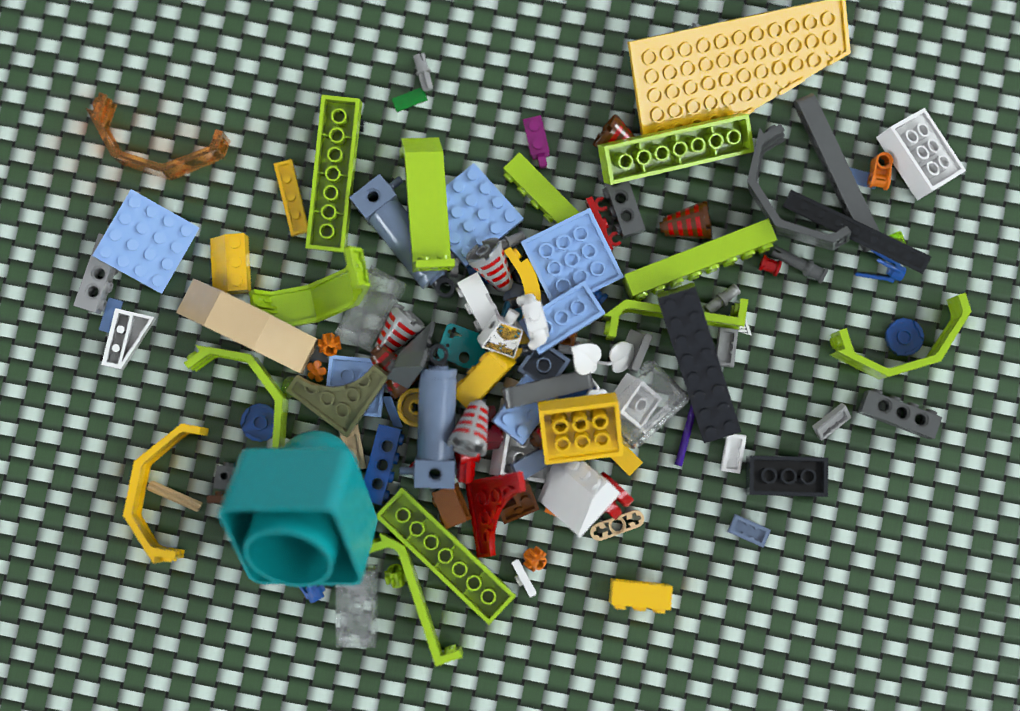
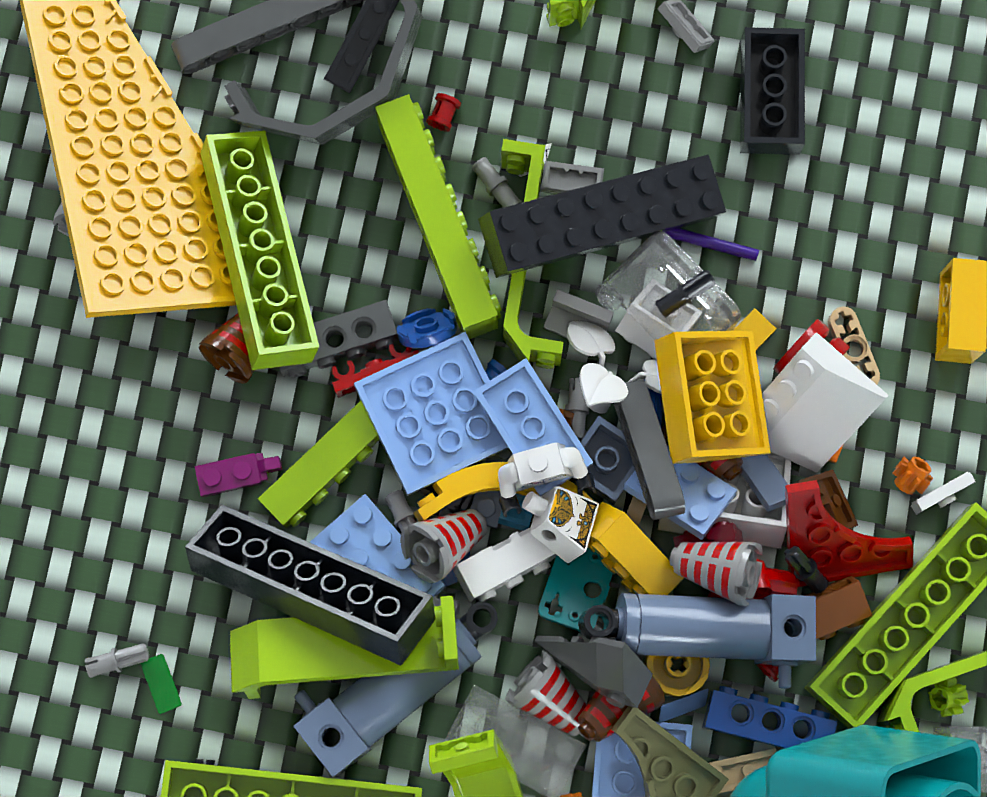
camera: 90 degrees left, 5 degrees down
(464, 182) = (311, 584): none -> black brick
(473, 487) = (806, 569): none -> black axle
(627, 254) = (427, 328): none -> blue tile
(646, 412) = (685, 293): none -> black axle
(688, 222) = (375, 232): reddish brown cone -> none
(733, 453) = (739, 171): white plate -> none
(748, 530) = (855, 149): sand blue plate -> none
(807, 268) = (447, 56): dark grey pin -> none

